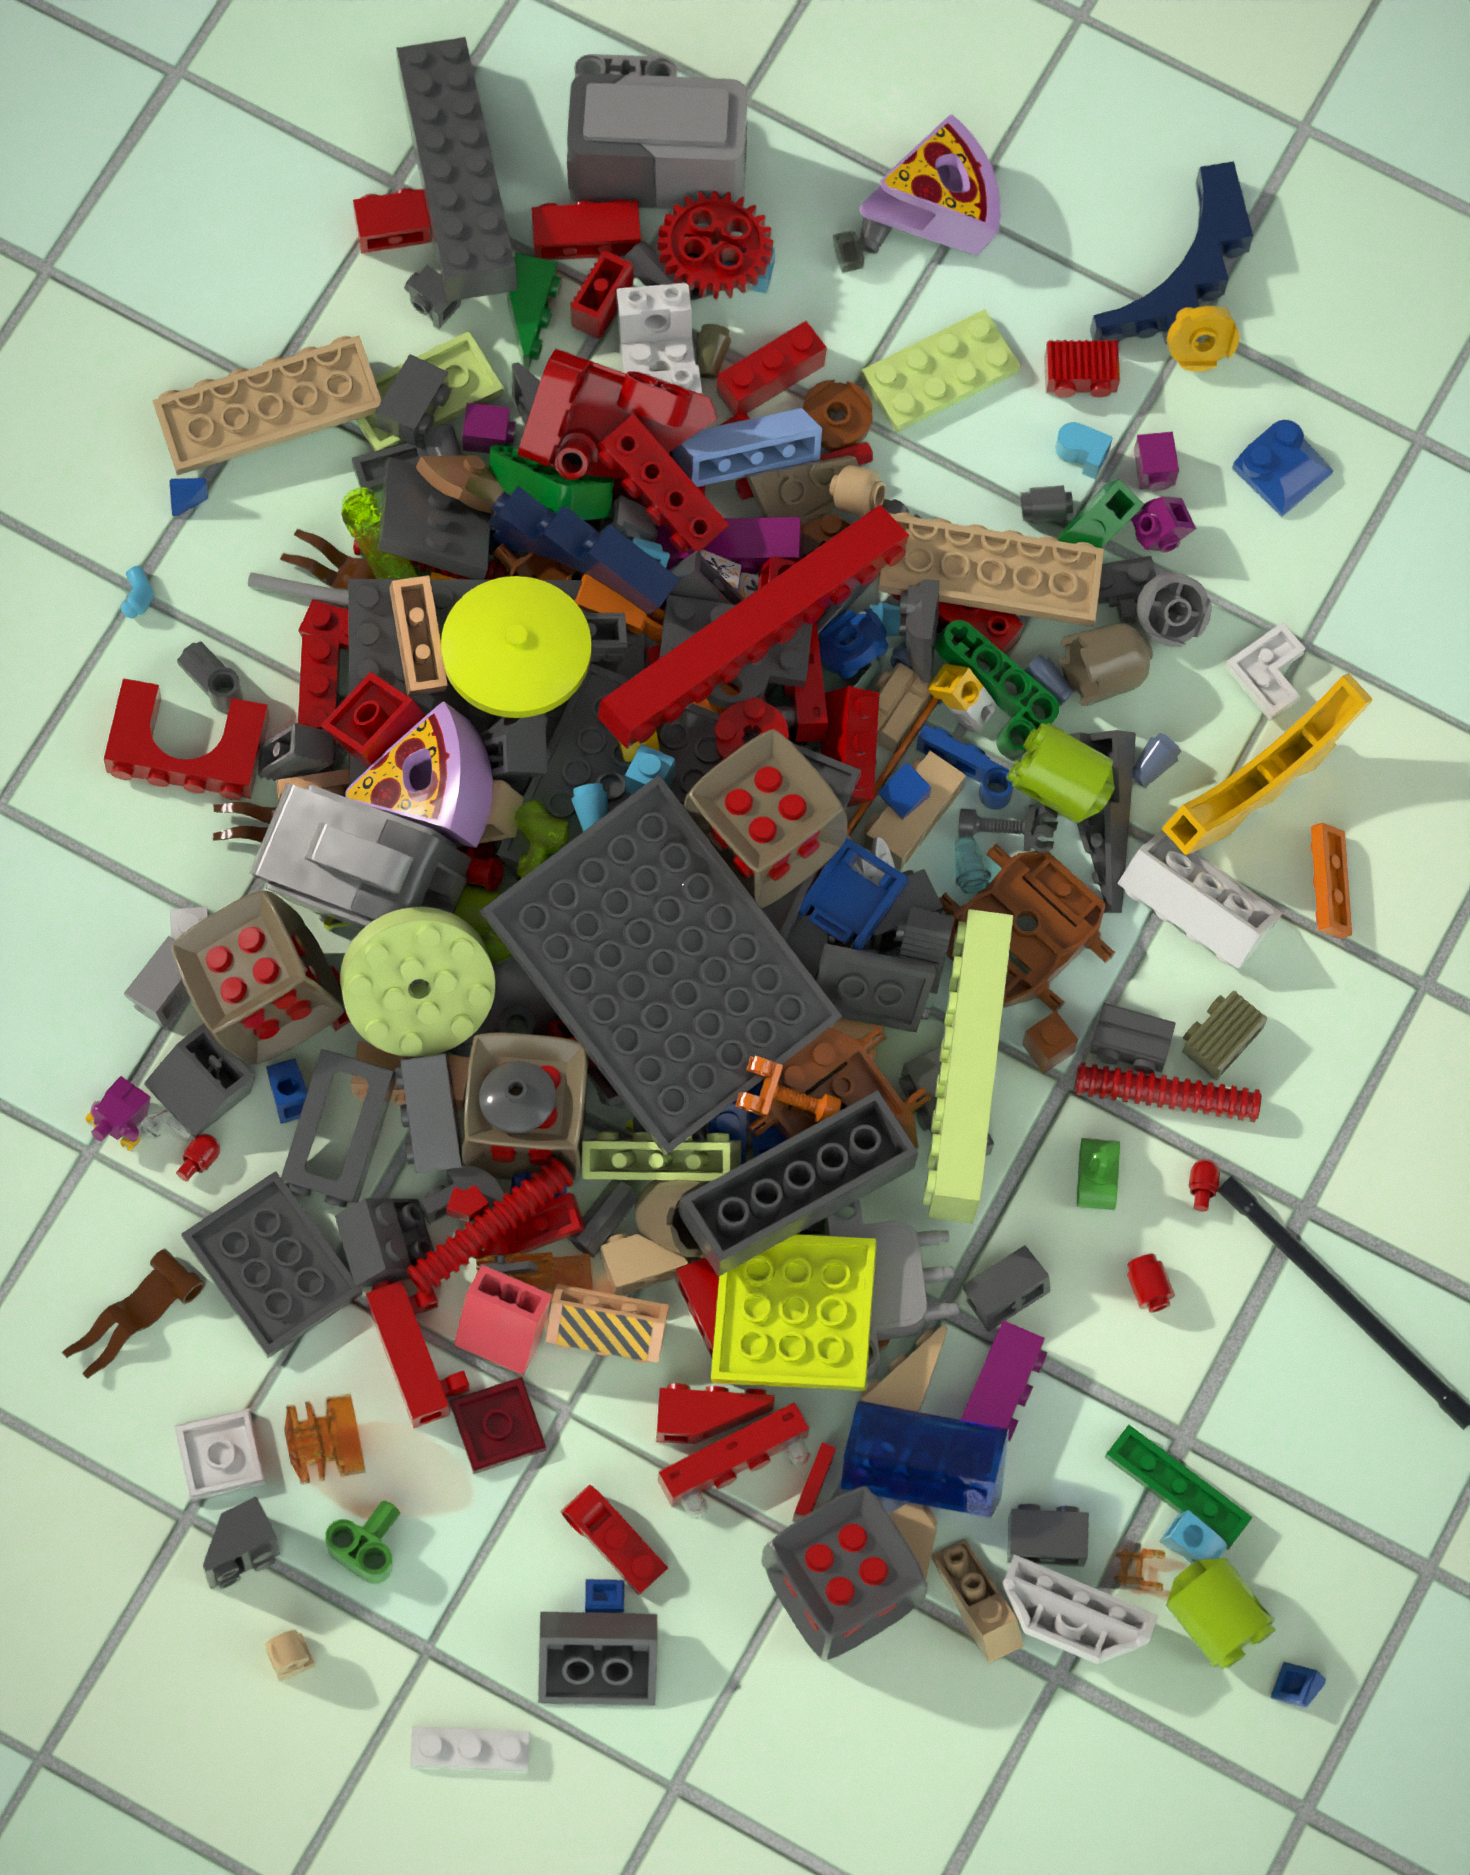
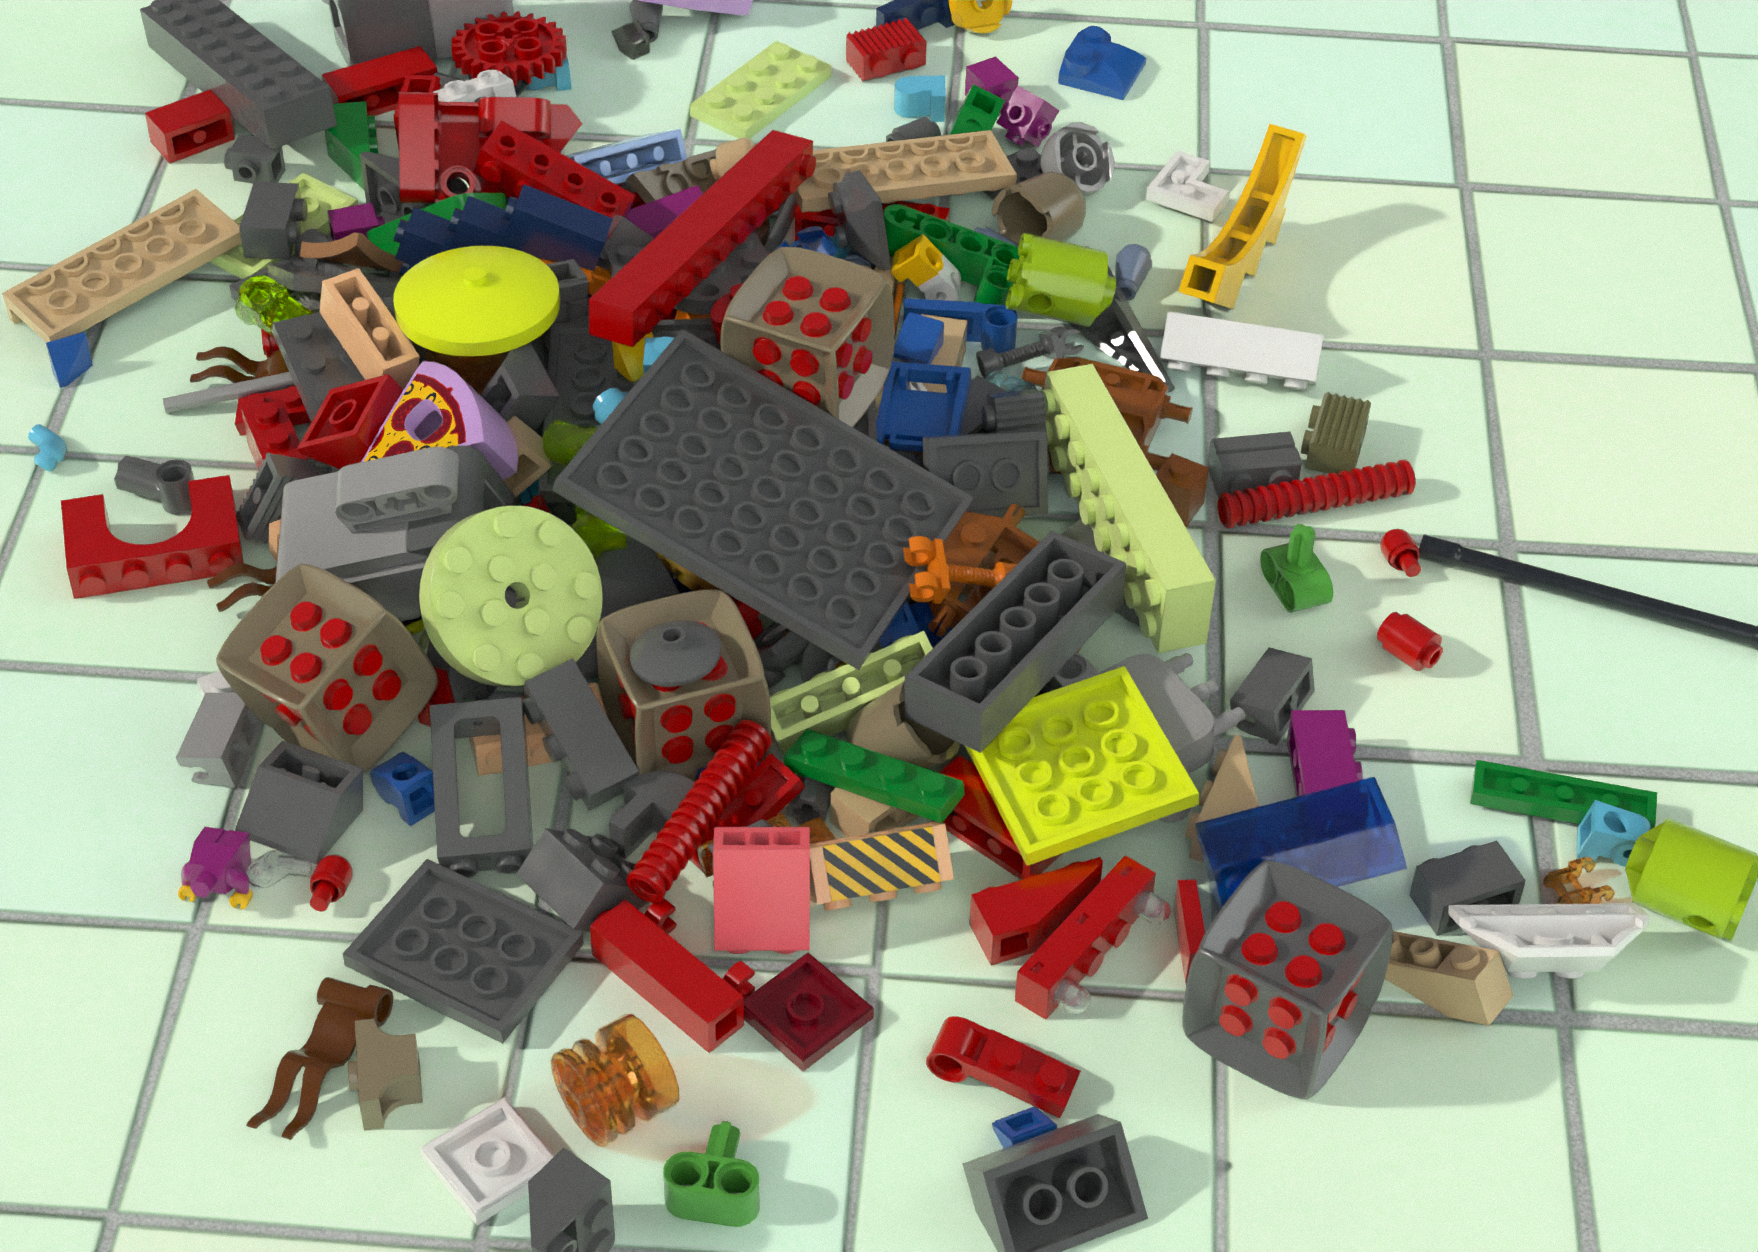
camera: 20 degrees left, 25 degrees down
(171, 1352) = (384, 1073): none -> dark tan brick
(466, 1203) = (662, 798): red piece -> none
(636, 1249) = (874, 775): none -> green plate
(771, 369) = (613, 114): red brick -> none
(839, 397) = (697, 129): dark orange plate -> none
(1331, 880) = (1348, 303): orange plate -> none

